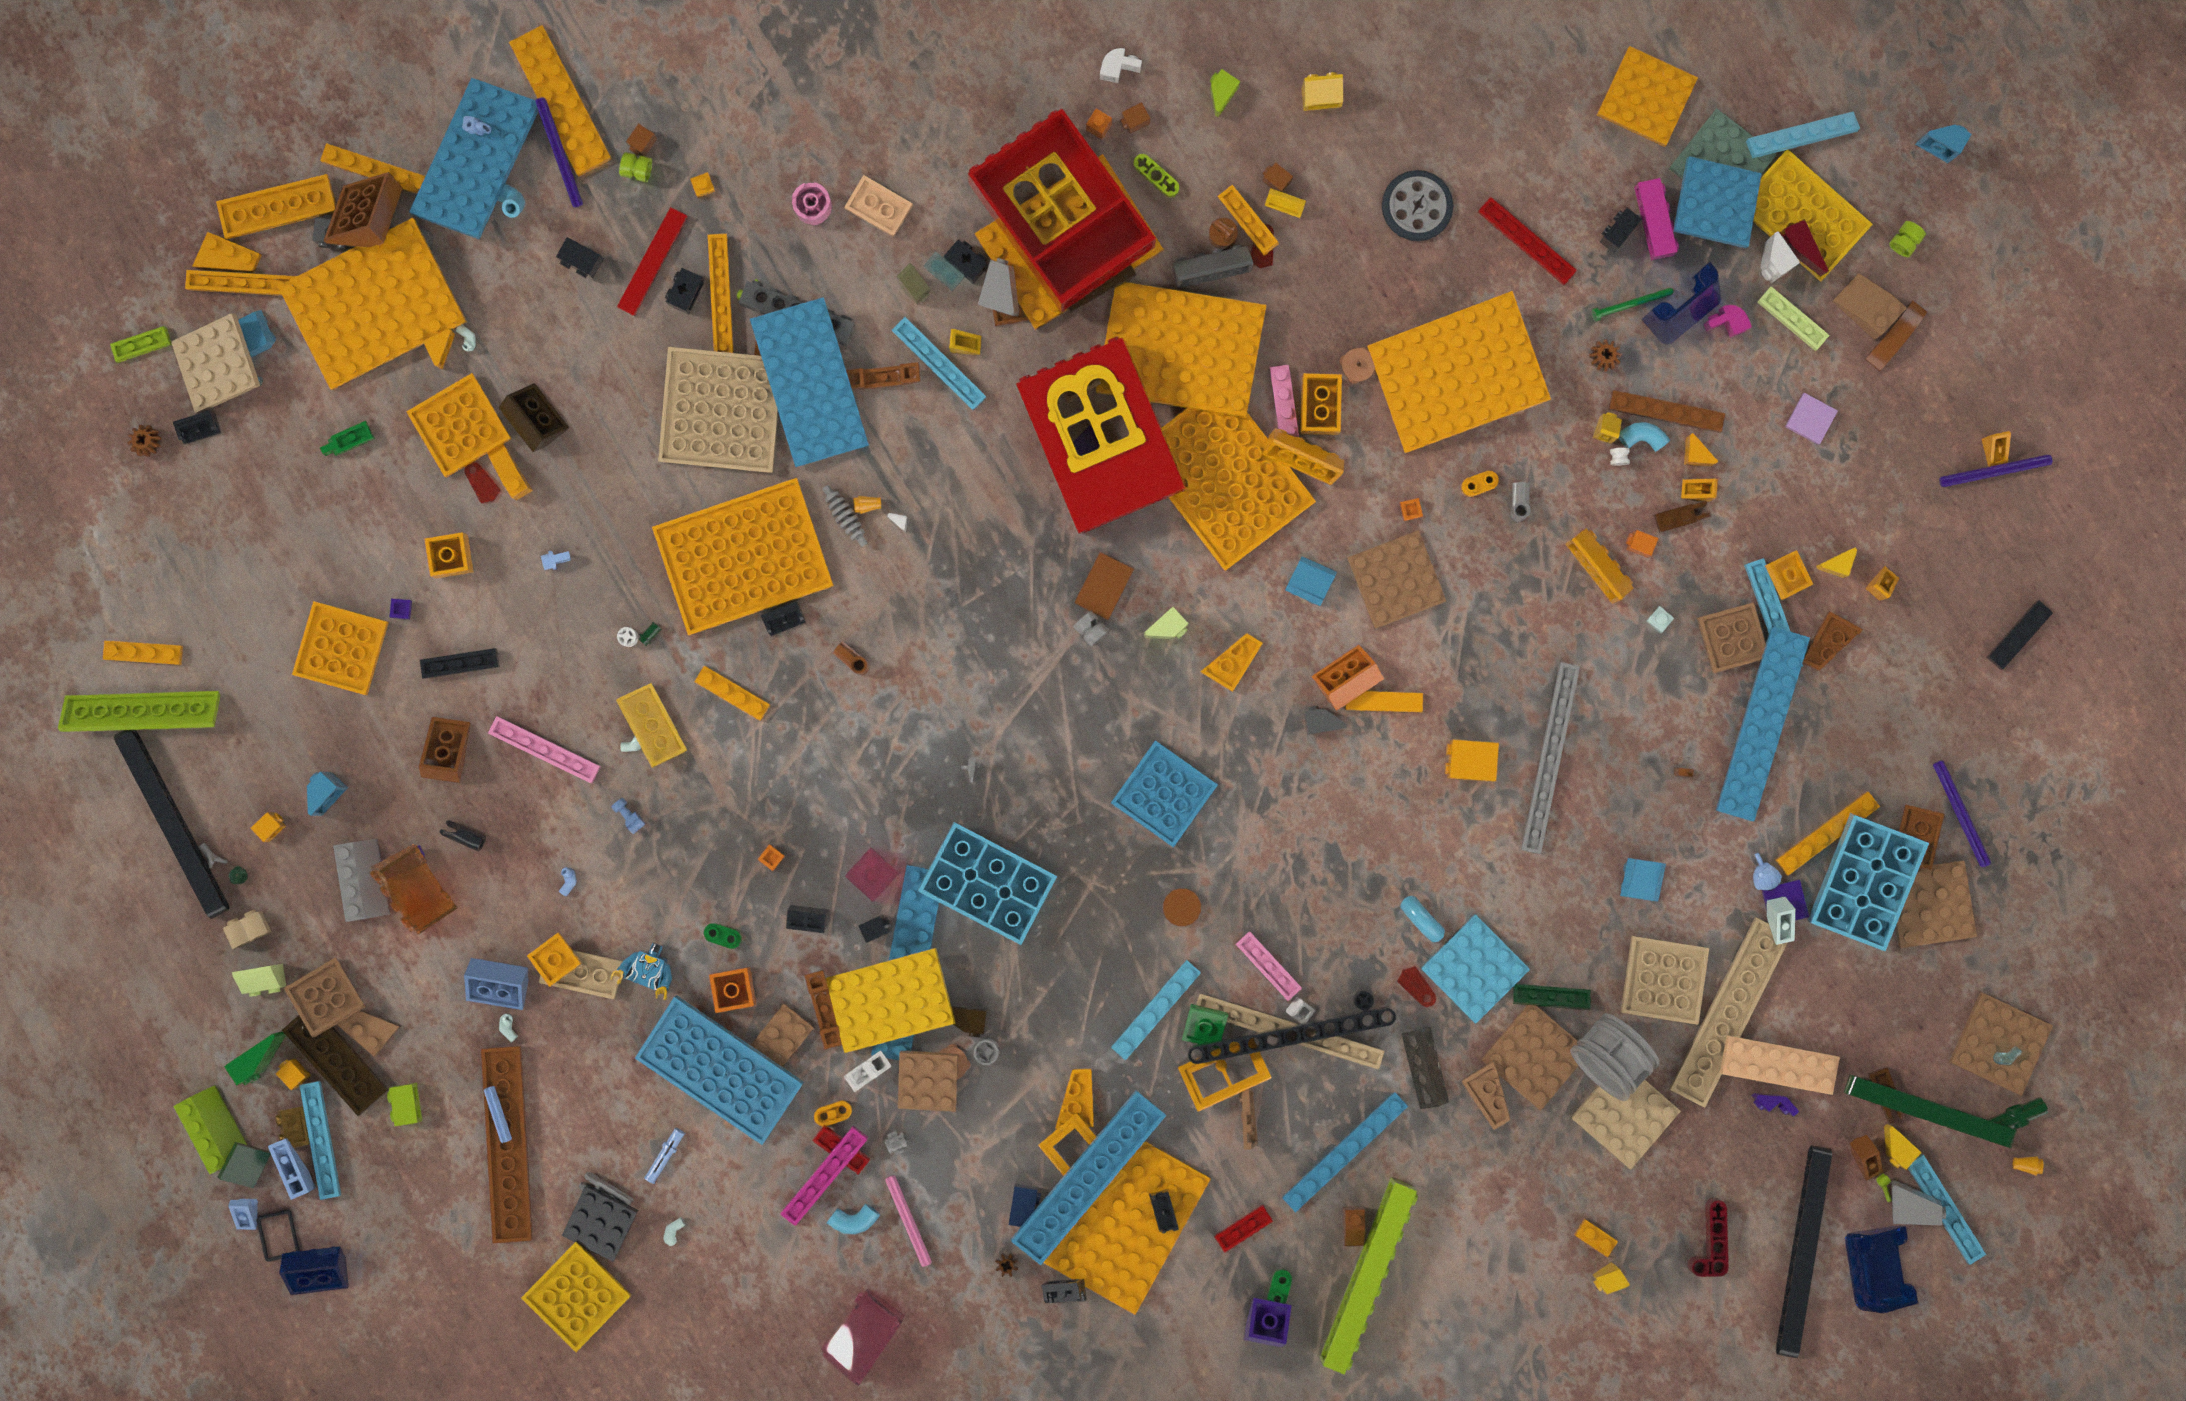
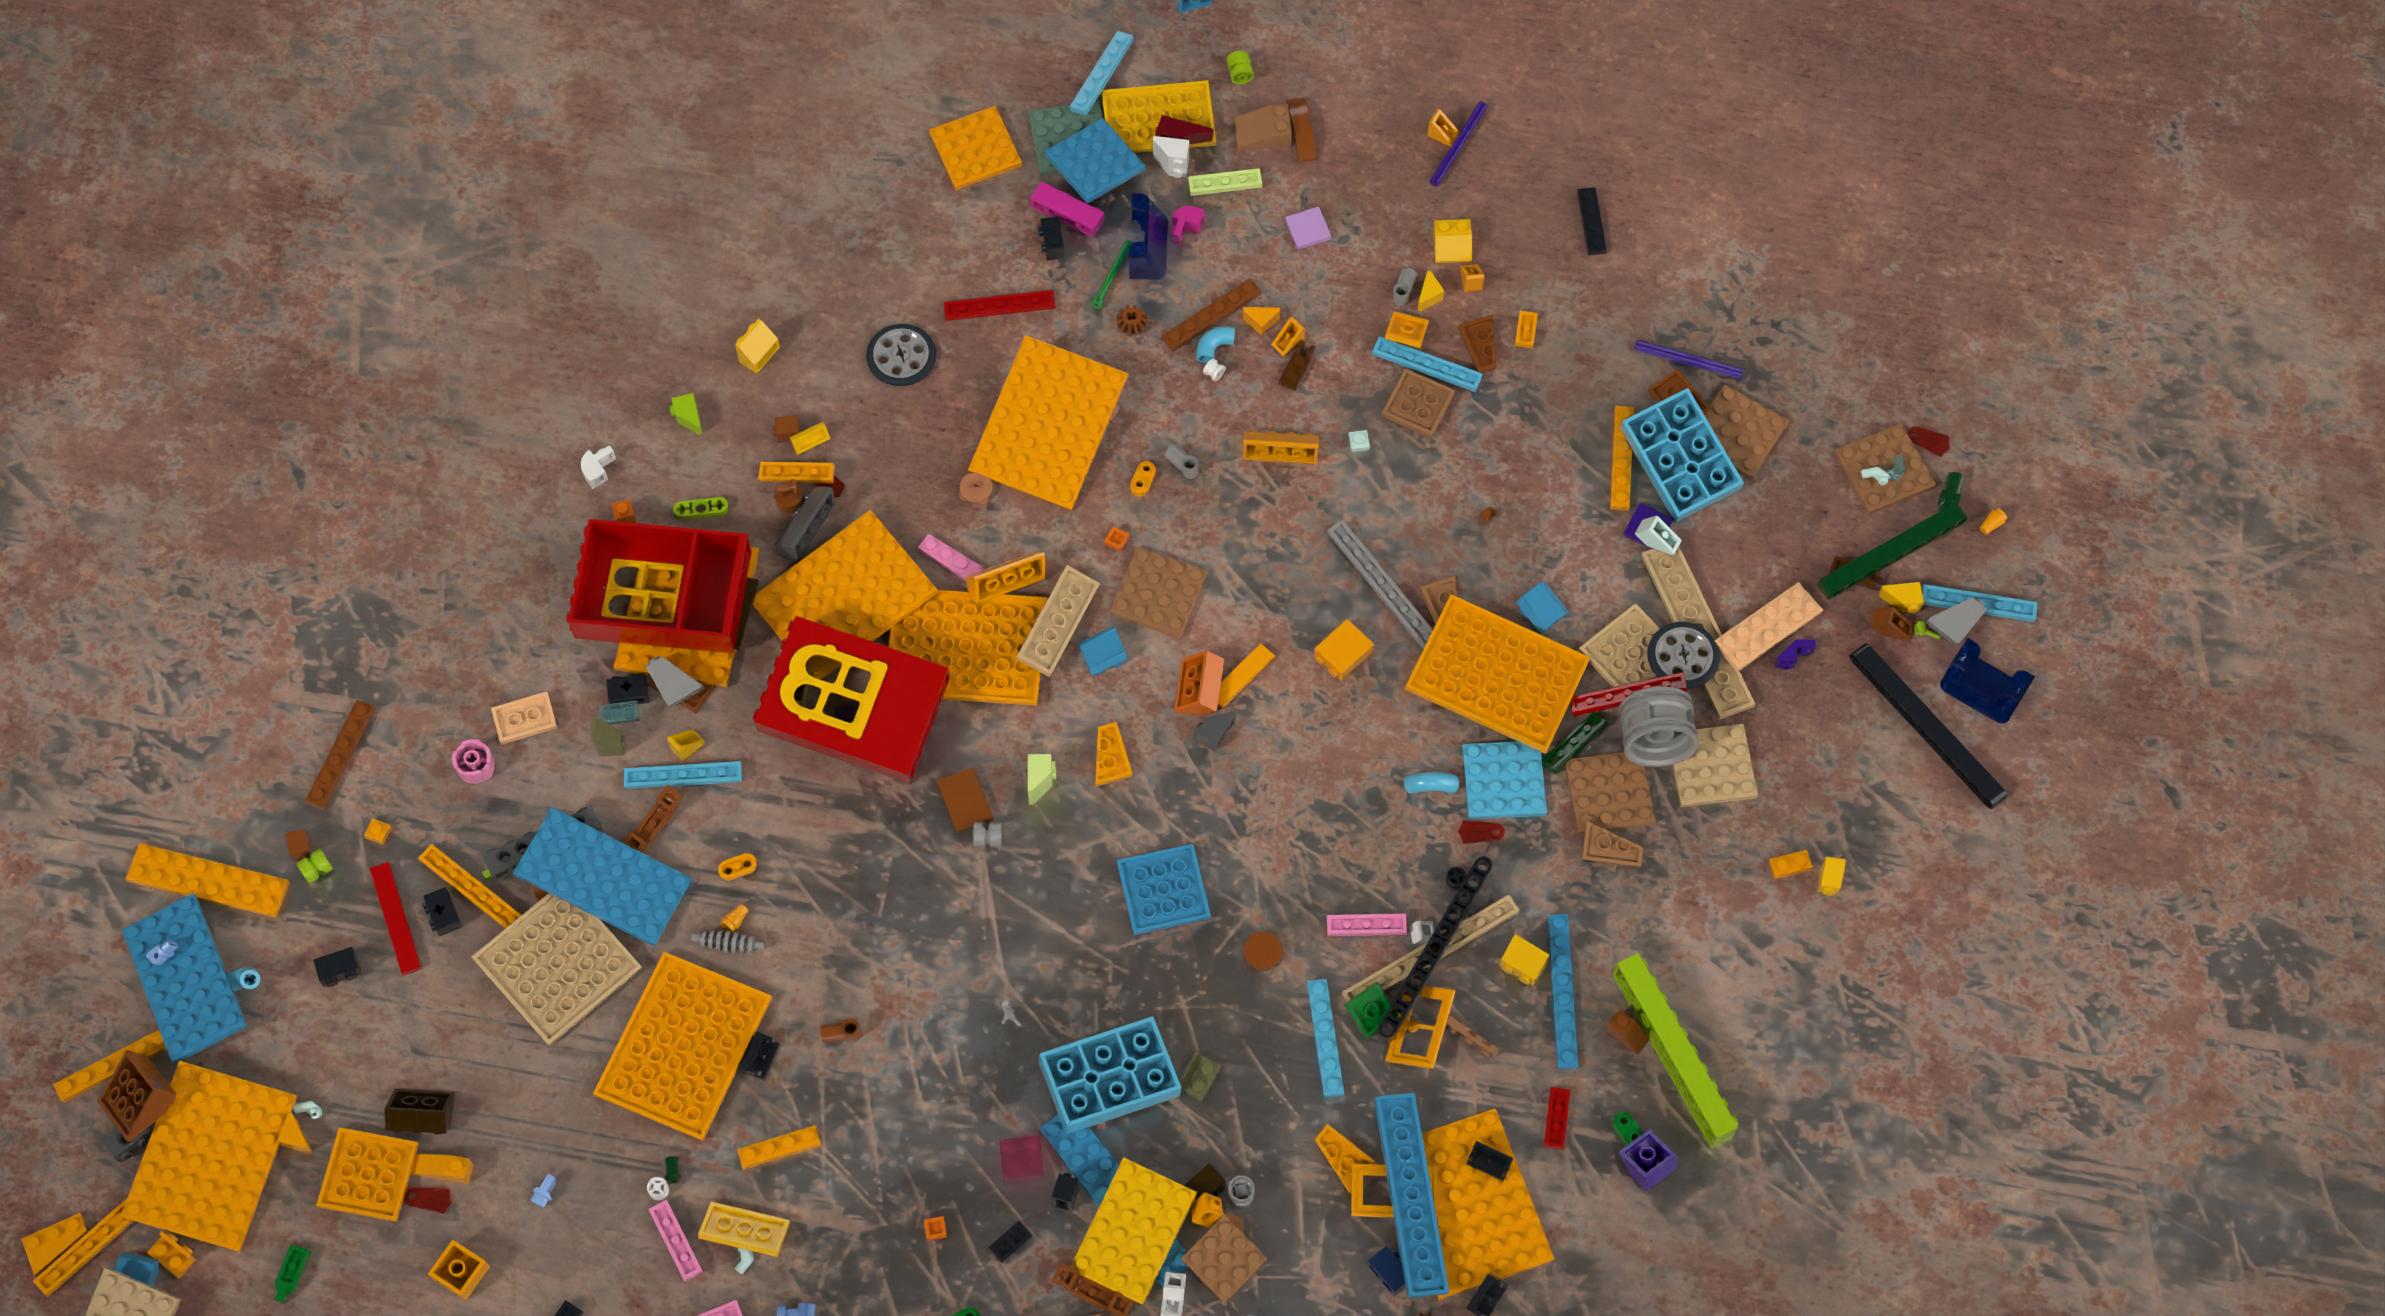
camera: 50 degrees left, 20 degrees down
(276, 206) = (59, 1166): light orange plate -> none
(288, 345) = (171, 1255): none -> light orange bracket
(559, 152) = (245, 913): dark purple axle -> none
(603, 684) = (675, 1240): none -> bright pink plate
(734, 100) = (340, 754): none -> dark orange plate
(900, 520) = (770, 905): white slope -> none
(906, 469) = (737, 864): none -> light orange plate
(950, 1039) = (1206, 1210): none -> light orange brick
(1046, 944) = (1199, 1076): none -> olive plate
(1135, 118) = (645, 486): dark orange brick -> none
(1303, 527) = (1057, 621): none -> tan plate
(1321, 404) = (979, 533): light orange brick -> none
(1340, 1107) = (1524, 960): none -> yellow slope
(1429, 1068) = (1551, 871): clear smoke fence -> none
(1555, 894) = (1497, 673): none -> light orange plate
(1576, 803) = (1437, 595): none -> medium nougat wing
(1608, 428) = (1186, 360): yellow slope -> none
(1625, 1008) = (1614, 696): none -> red plate
(1641, 543) = (1291, 406): orange brick -> none
(1711, 1238) = (1860, 780): dark red beam -> none
(1722, 1026) = (1678, 631): none -> light grey wedge
(1762, 723) = (1500, 434): dark azure plate -> none
(1765, 875) = (1615, 523): light blue piece -> none
(1827, 539) = (1404, 286): none -> light grey piece
(1874, 666) = (1526, 329): none -> light orange plate
(1900, 542) = (1452, 241): none -> yellow slope
(1989, 1044) = (1877, 473): none -> light aqua arm
(2058, 1059) = (1929, 440): none -> clear red piece

